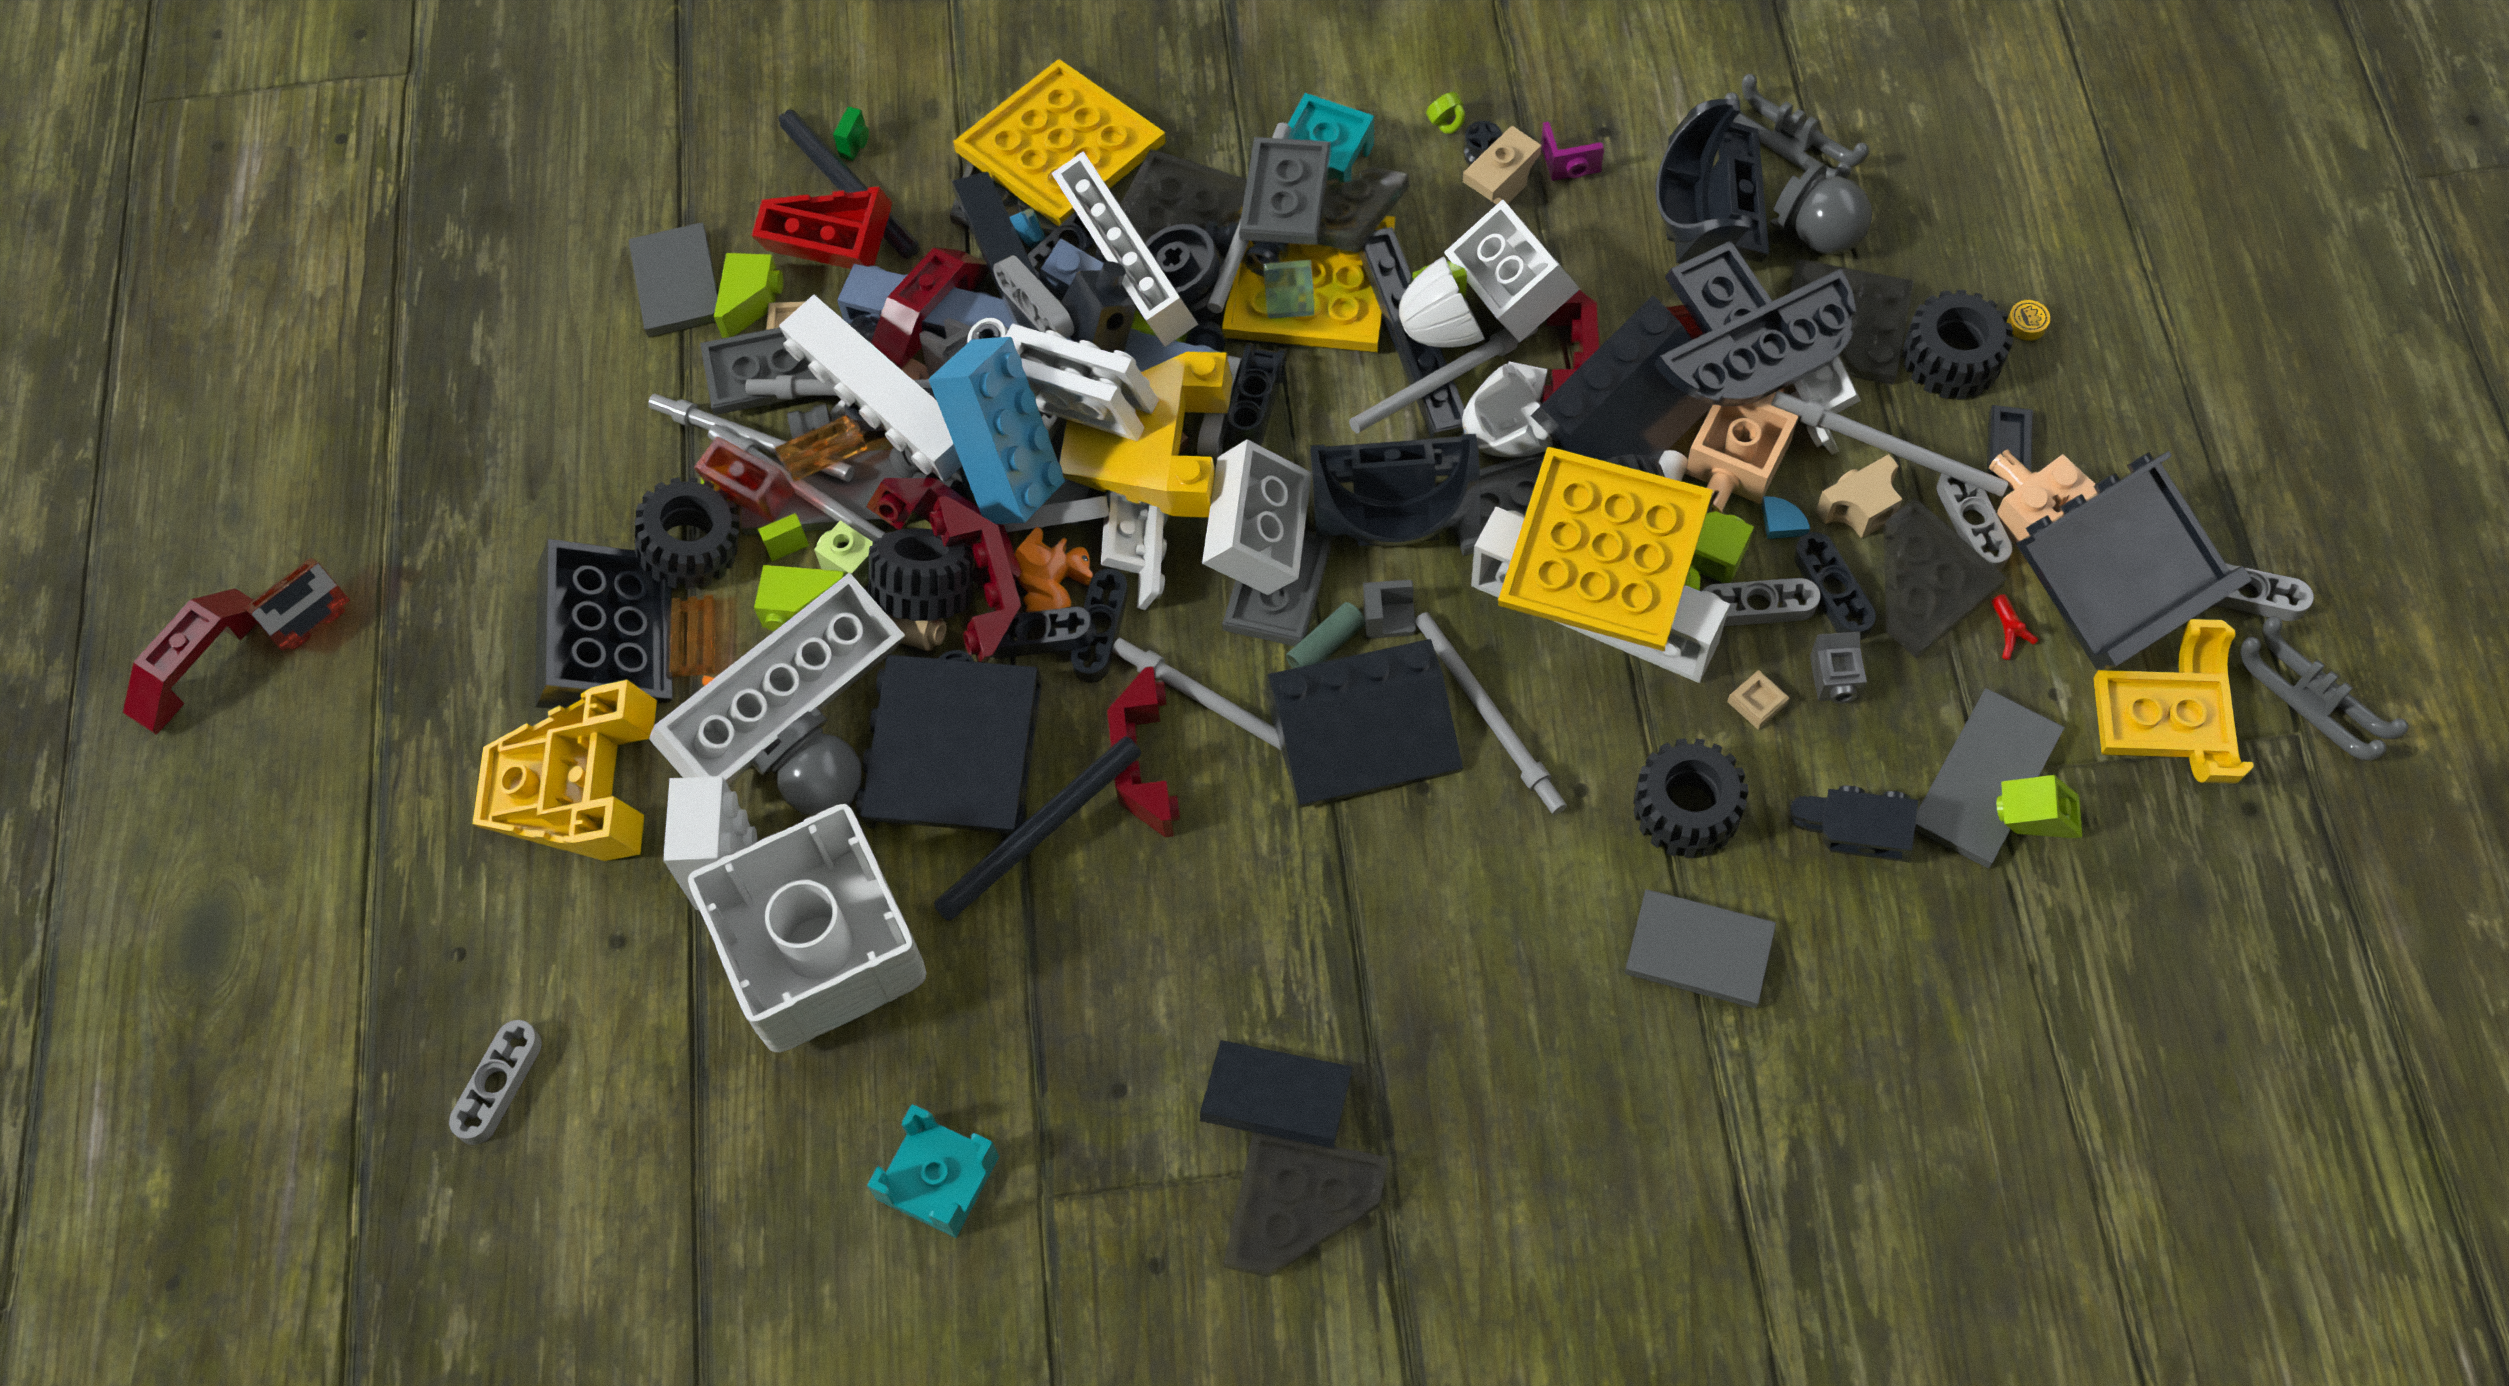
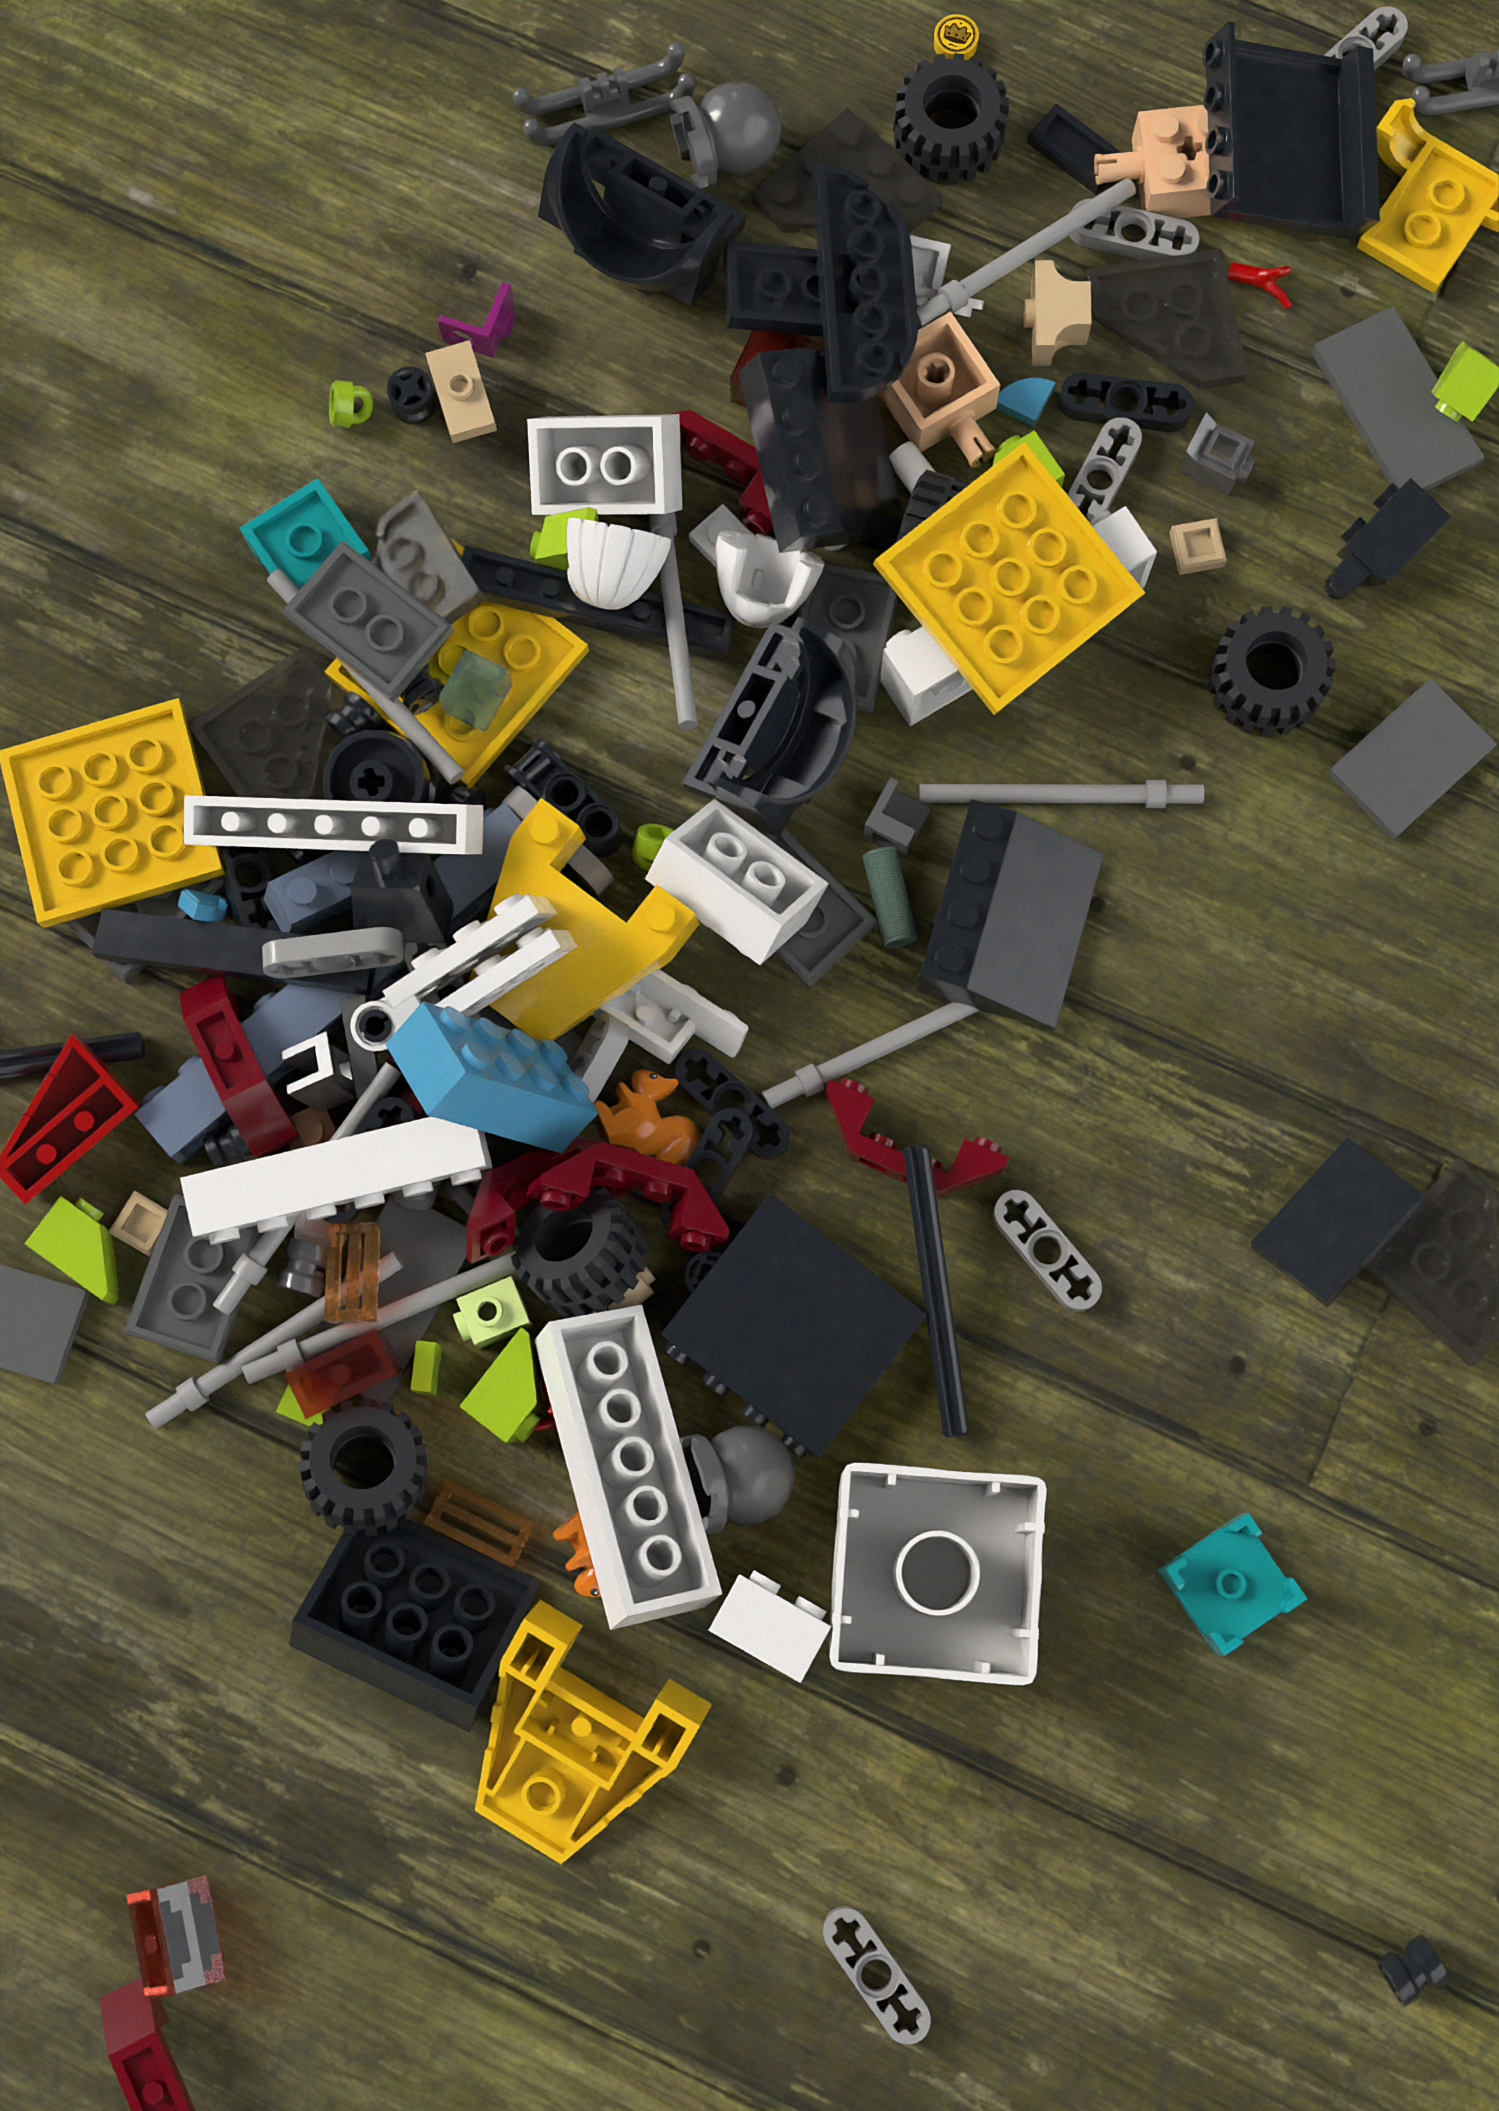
camera: 60 degrees left, 15 degrees up
(1122, 866) = (1015, 1229): none -> light grey beam

